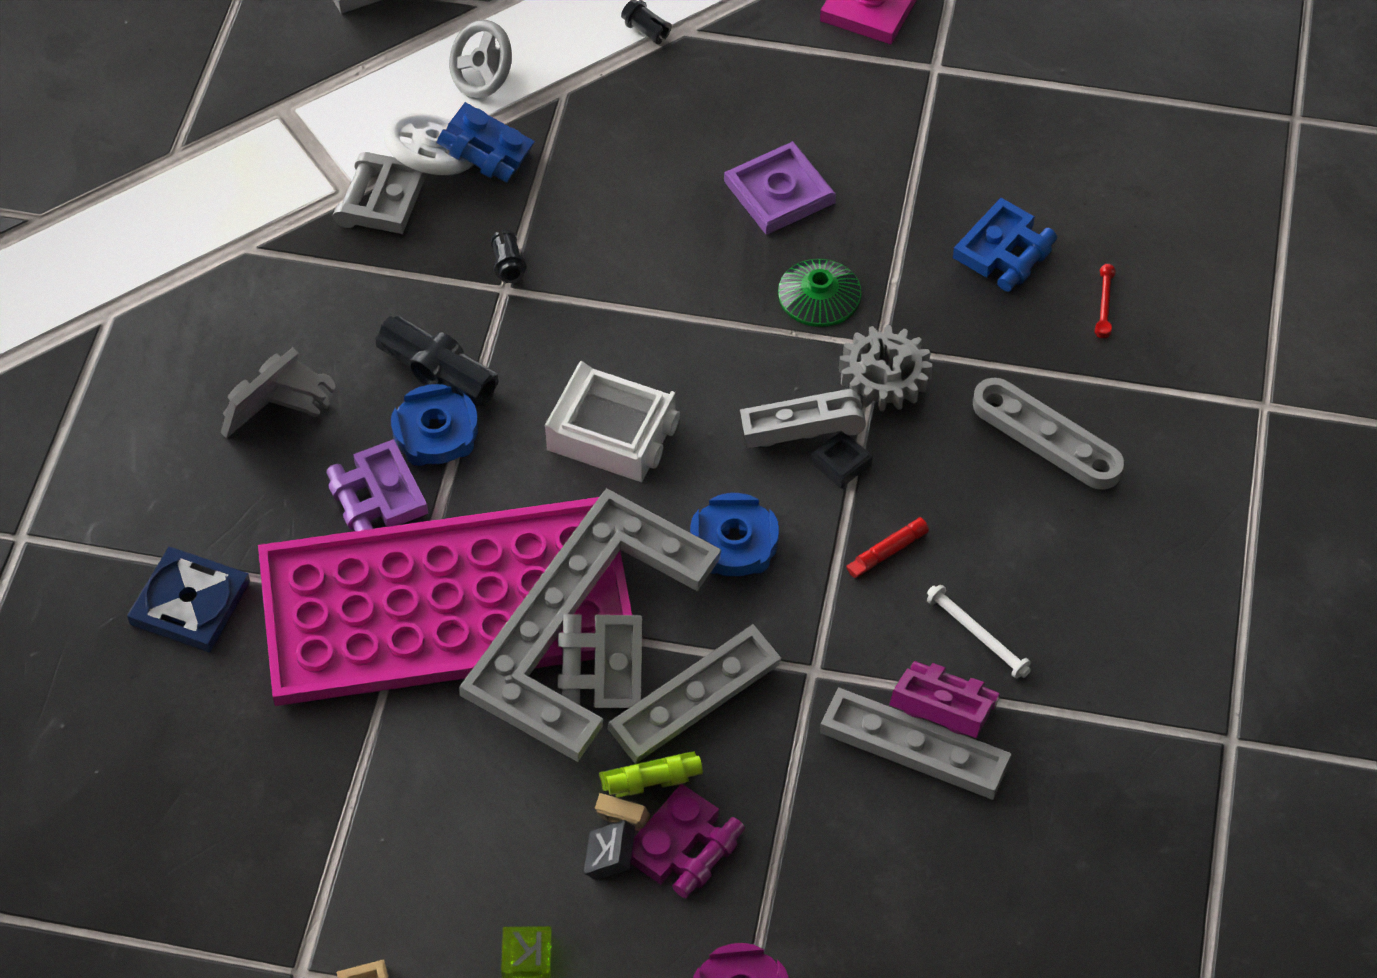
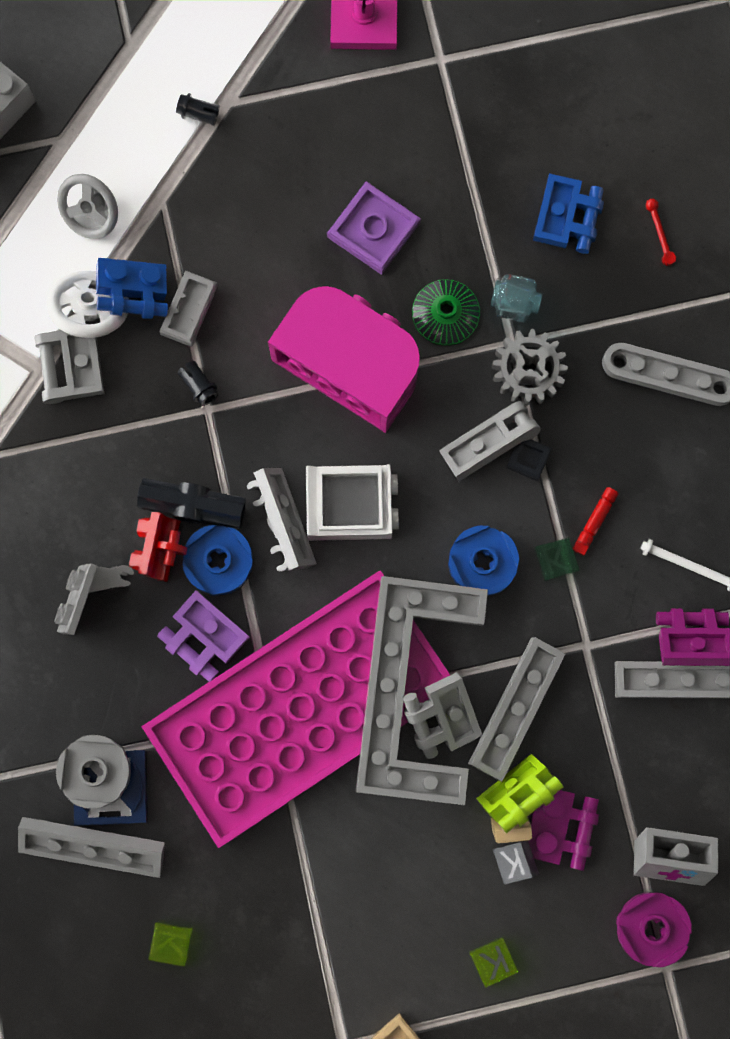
camera: 25 degrees left, 25 degrees up
(133, 643) = (90, 847): none -> light grey plate
(162, 781) = (170, 944): none -> clear neon green tile
(186, 584) = (110, 758): none -> light grey plate
(377, 385) = (160, 546): none -> red hips
(527, 412) = (283, 519): none -> light grey plate
(536, 187) = (188, 308): none -> light grey plate
(683, 276) = (348, 353): none -> dark pink brick
(804, 912) = (675, 856): none -> light grey brick
(822, 568) = (556, 559): none -> clear green tile
(902, 296) = (516, 298): none -> clear light blue head

